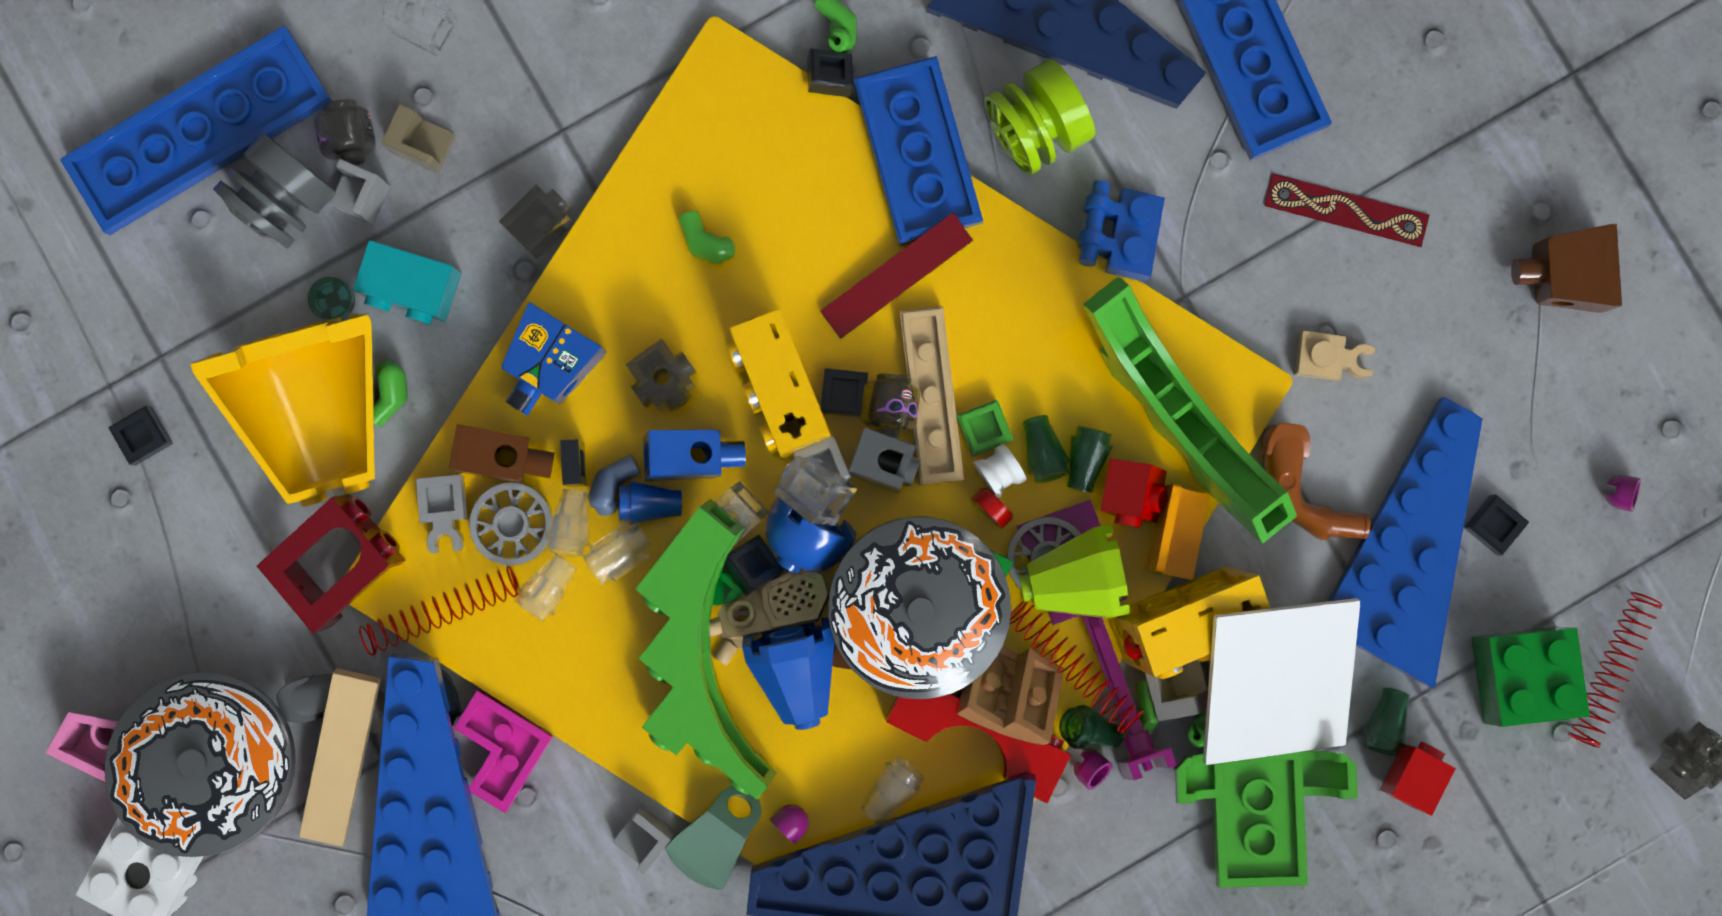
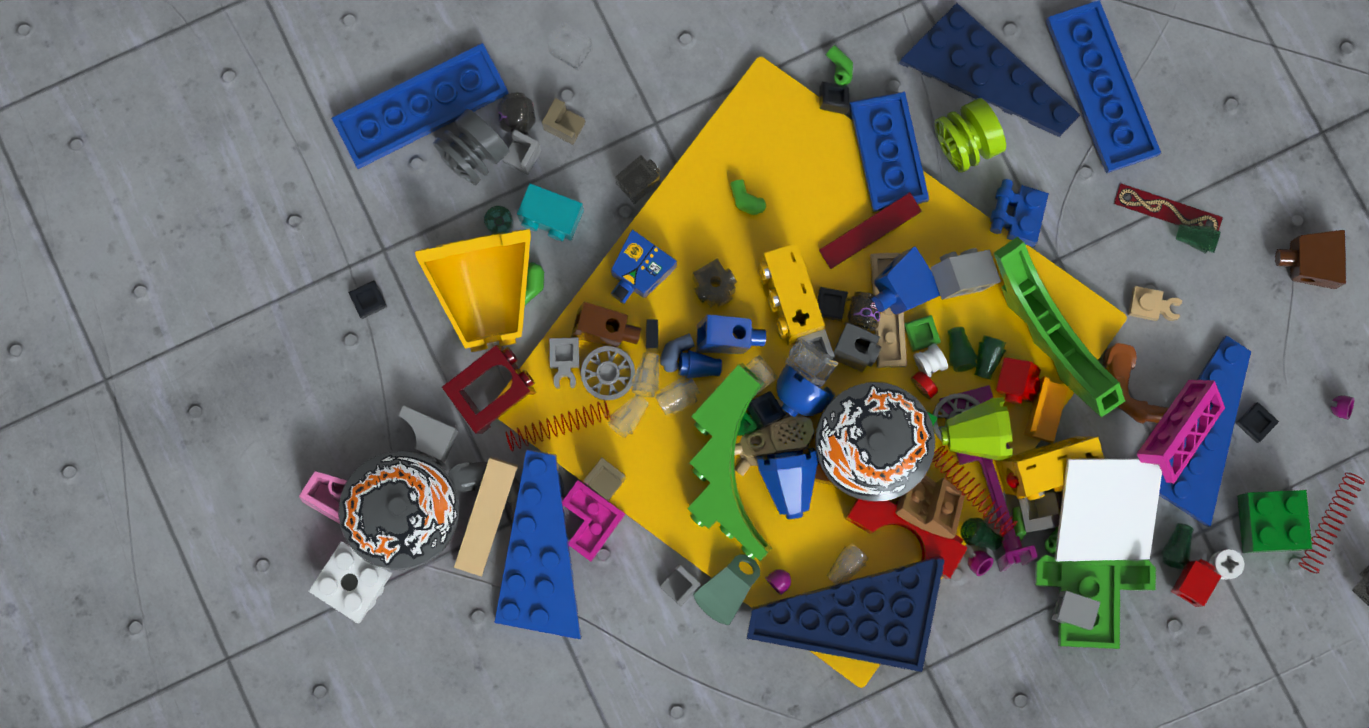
camera: 10 degrees right, 5 degrees down
(250, 641) = (432, 436): none -> light grey arch
(516, 688) = (605, 479): none -> dark tan panel
(954, 356) = (905, 283): none -> blue torso
(1043, 334) = (965, 273): none -> light grey brick
(1239, 837) = (1076, 610): none -> light grey panel
(1383, 543) = (1181, 421): none -> dark pink fence
(1396, 249) = (1199, 237): none -> clear green cone
(1451, 742) = (1236, 563): none -> white wheel

